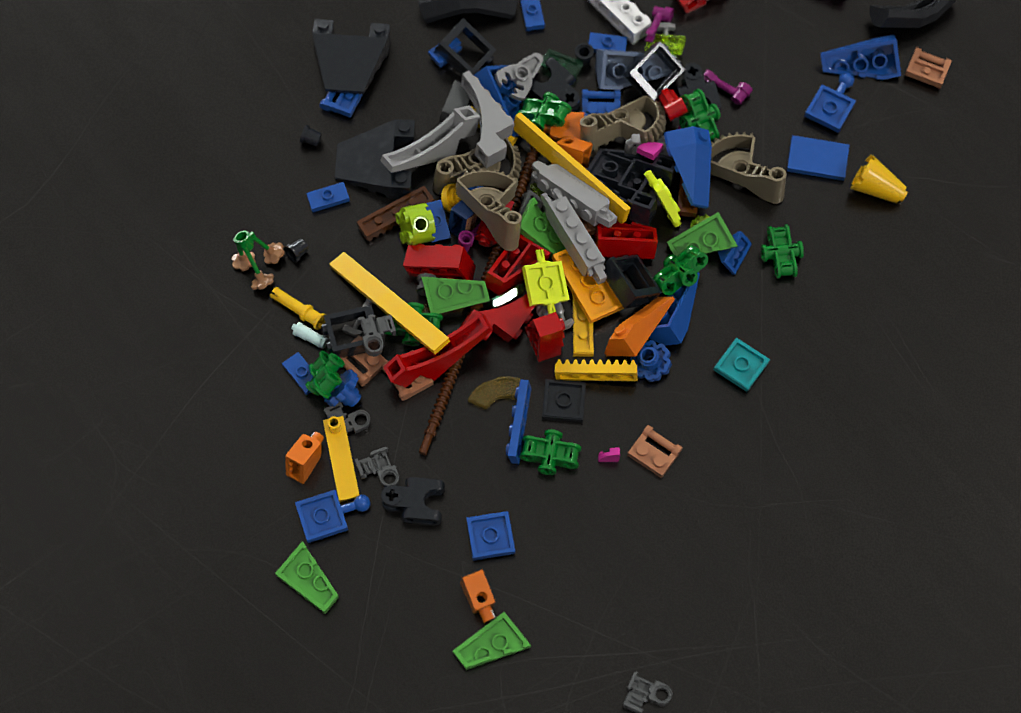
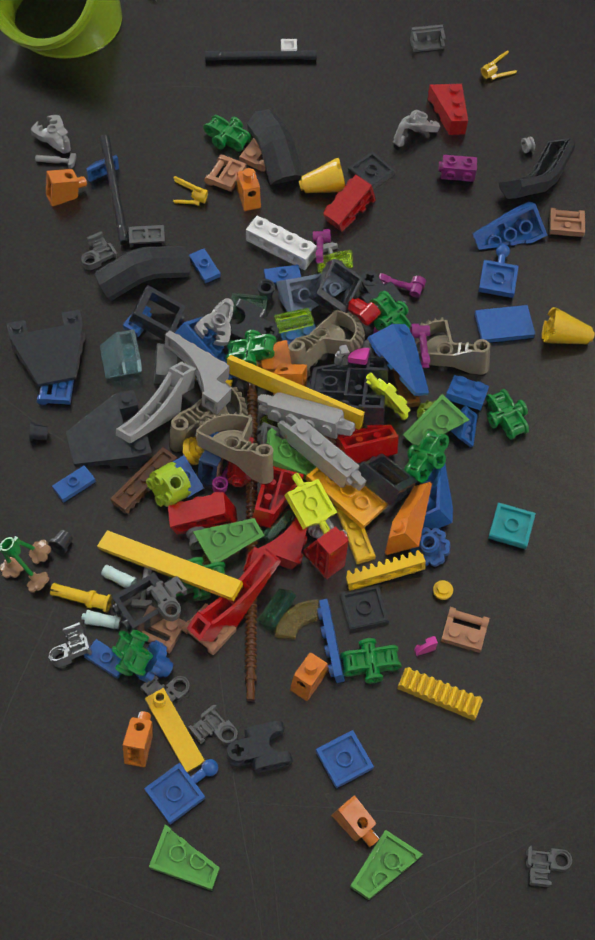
camera: 20 degrees left, 5 degrees down
(277, 354) = (76, 645): none -> dark grey piece
(338, 298) = (117, 576): none -> light aqua piece
(416, 81) = (121, 354): none -> clear light blue slope
(478, 374) = (277, 607): none -> clear green plate
(486, 446) = (310, 674): none -> orange torso
(599, 96) = (295, 321): none -> clear neon green tile
(606, 504) = (440, 693): none -> yellow gear
(647, 406) = (443, 590): none -> yellow plate
(721, 142) = (420, 332): none -> magenta brick
(748, 217) = (467, 392): none -> blue plate

